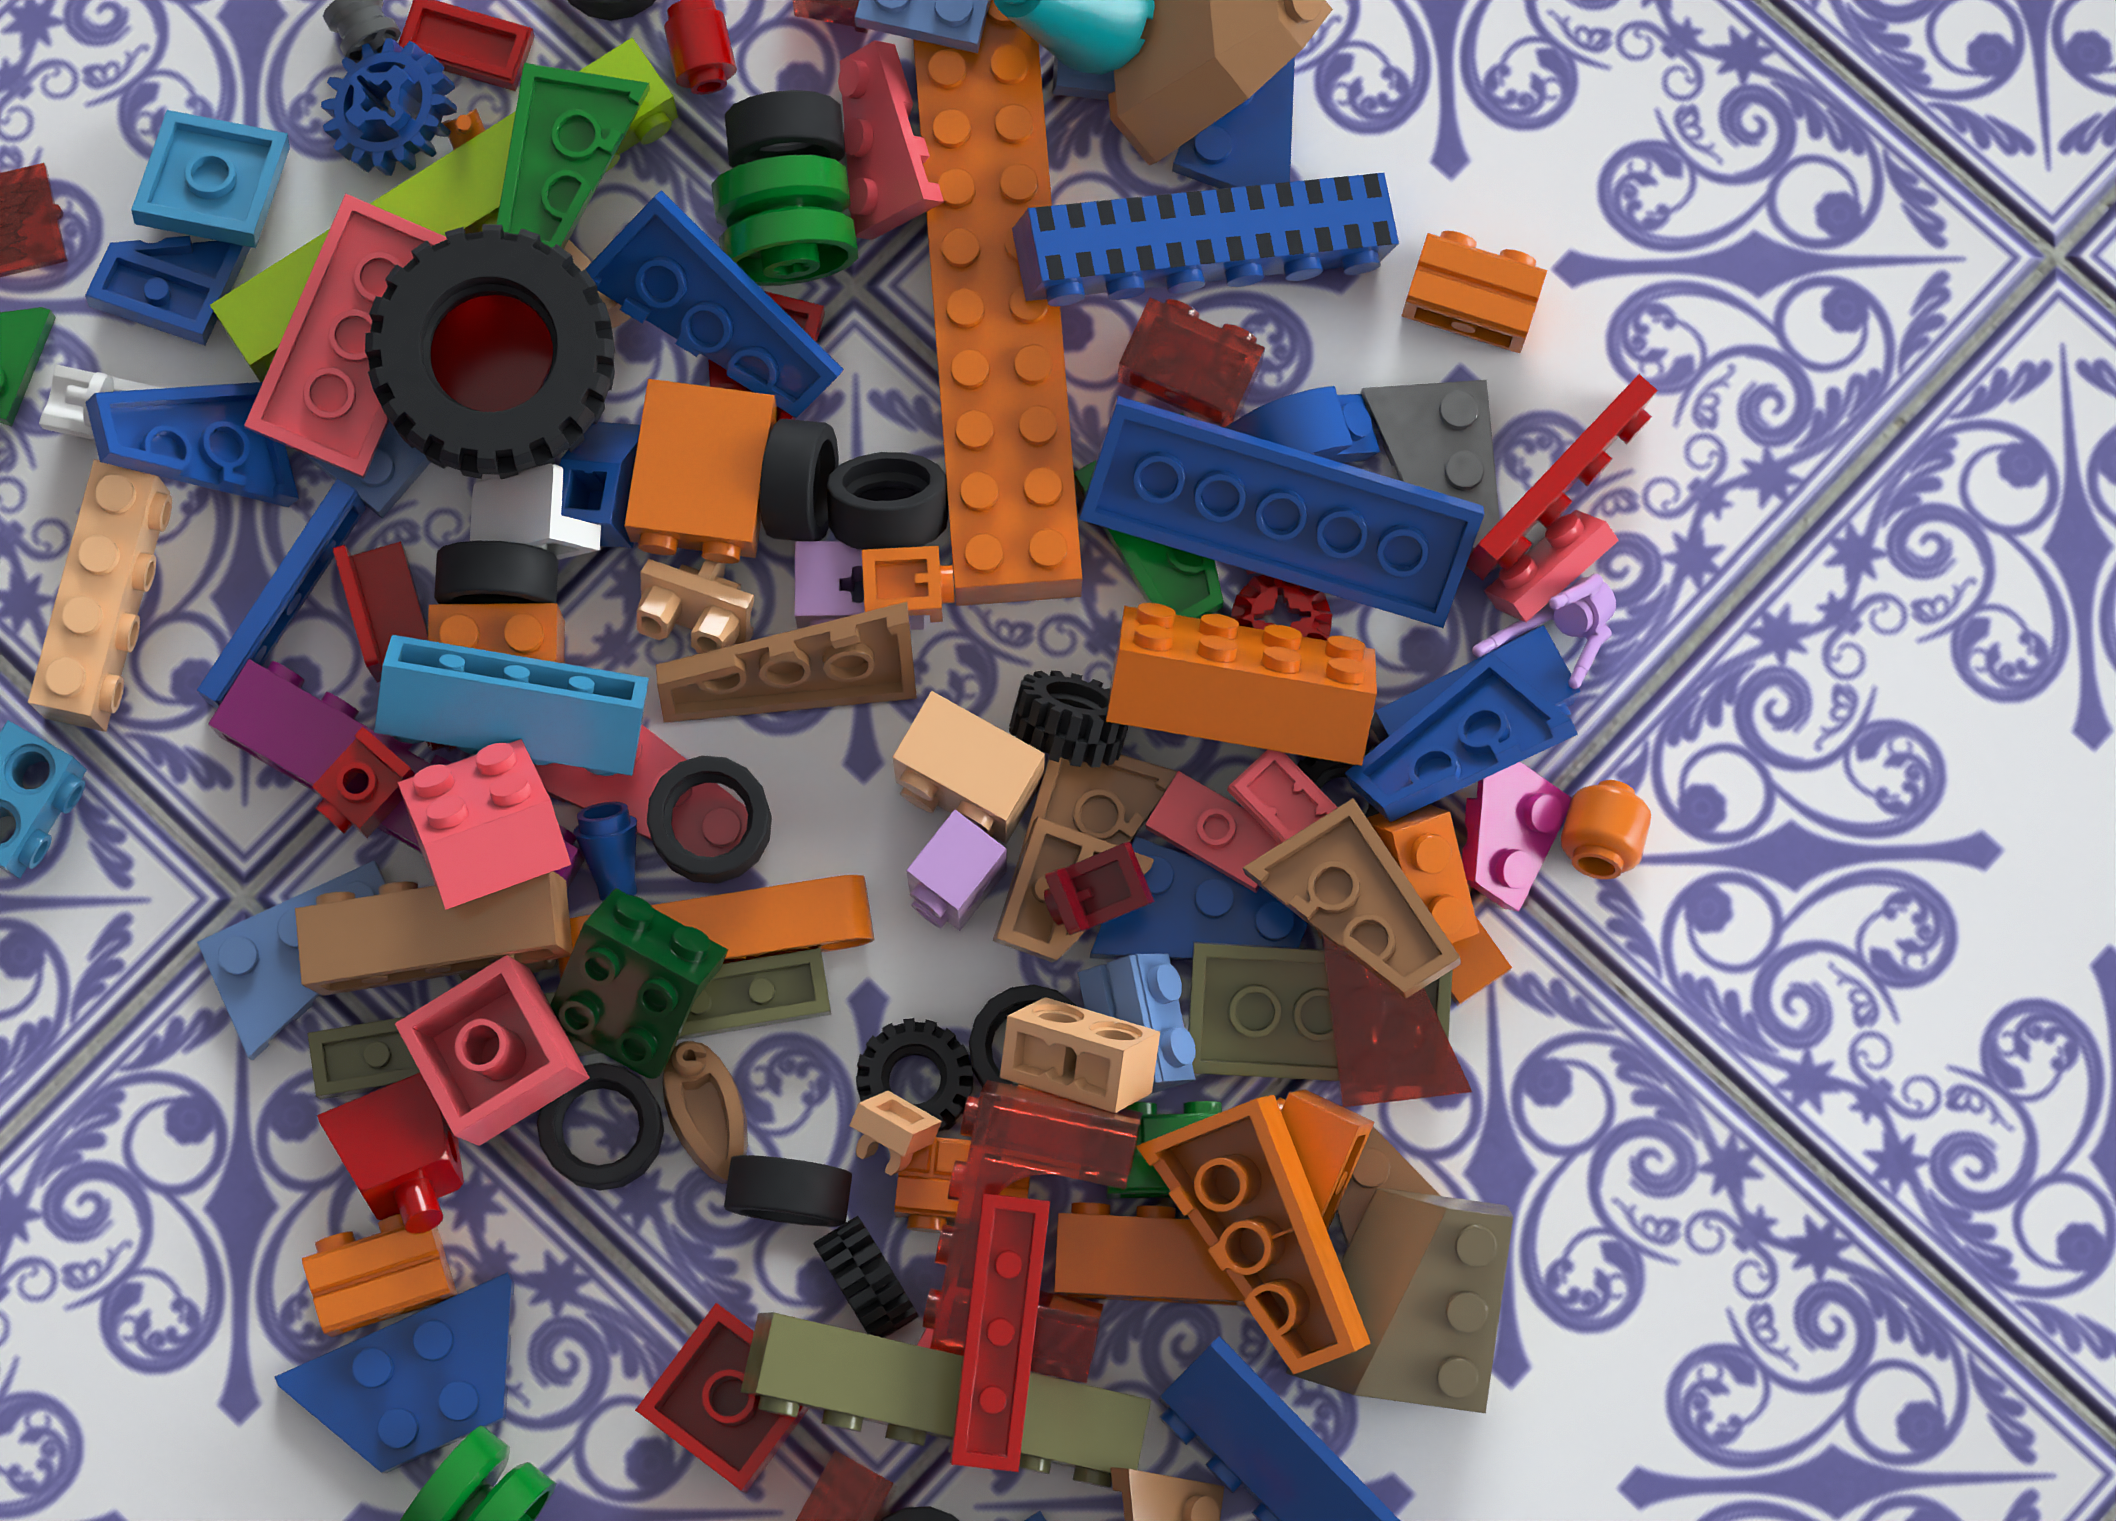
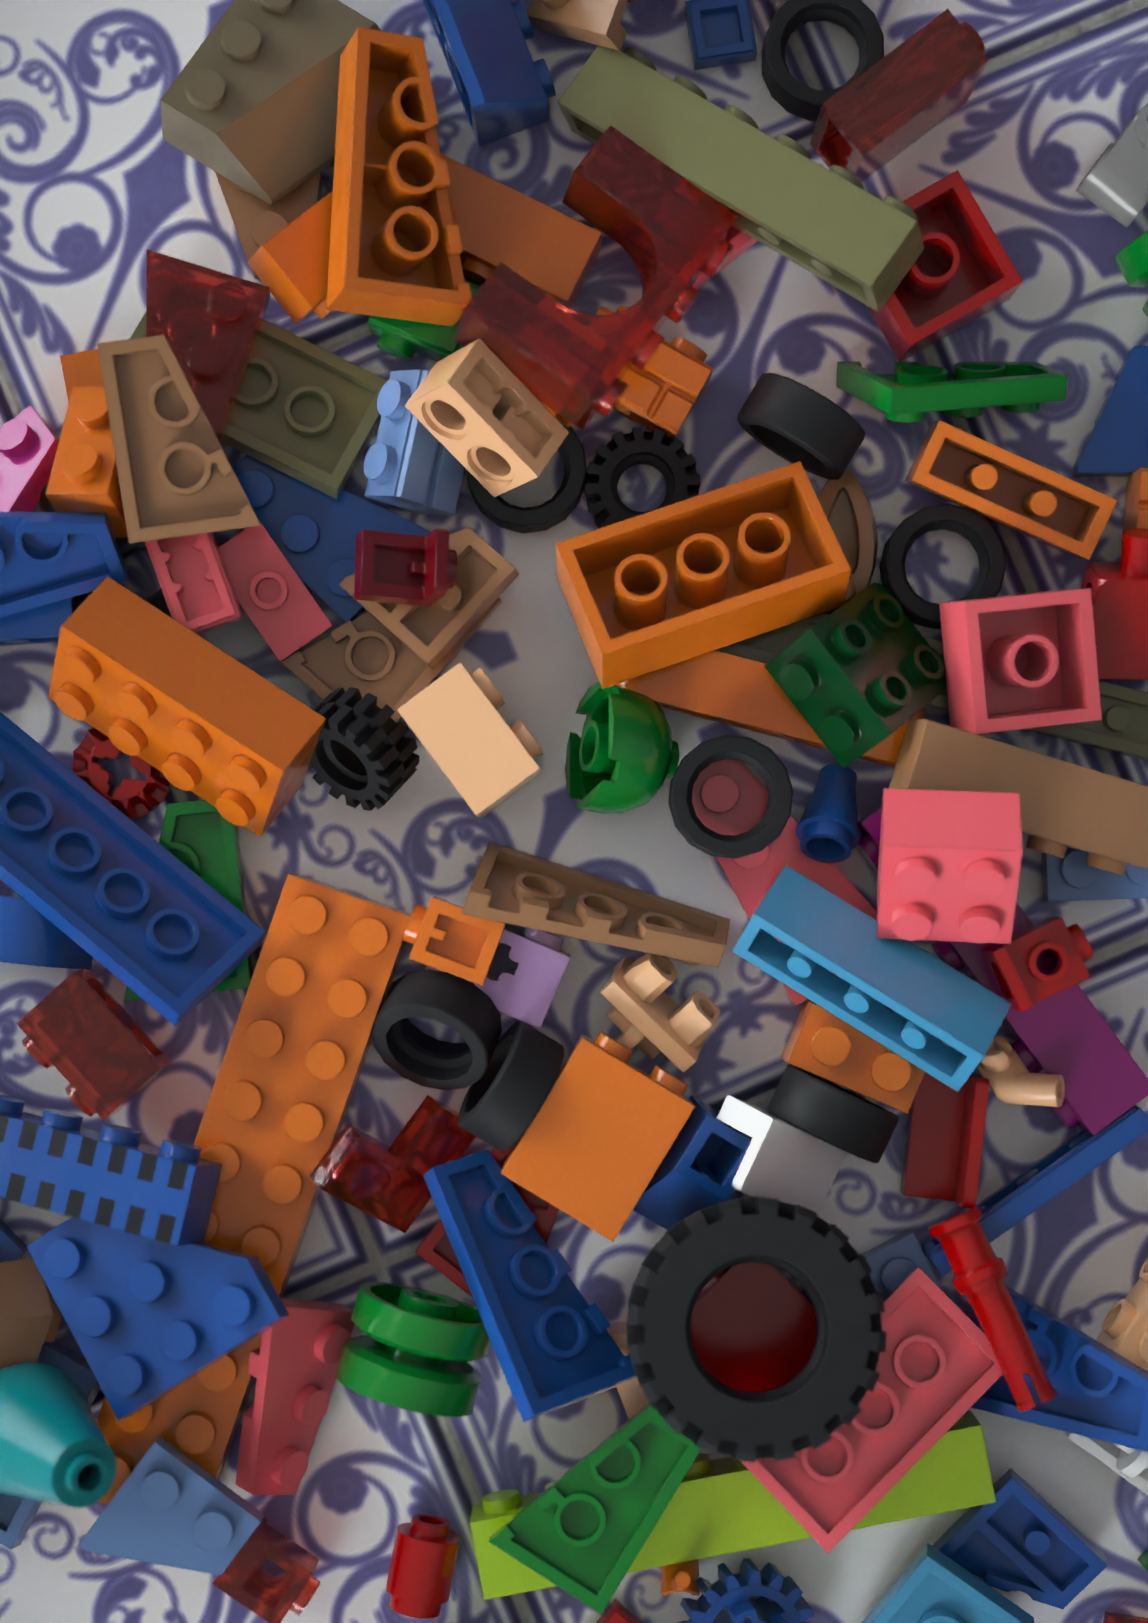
camera: 155 degrees left, 10 degrees up
(303, 484) = (981, 1277): none -> red pin
(342, 677) = (1013, 1081): none -> light nougat arm
(565, 1218) = (1010, 490): none -> orange brick
(676, 1282) = (974, 385): none -> green wing
(784, 125) = (378, 1439): black tyre -> none
(820, 1004) = (702, 574): none -> orange brick
(829, 821) = (621, 753): none -> green cylinder
(866, 1279) = (765, 317): black tyre -> none
(873, 357) = (390, 1179): none -> clear red plate
(894, 1125) = (683, 434): light nougat tile -> none
(955, 872) = (526, 648): lavender brick -> none
(1000, 1332) = (670, 189): red plate -> none
(1031, 148) = (150, 1307): none -> blue plate

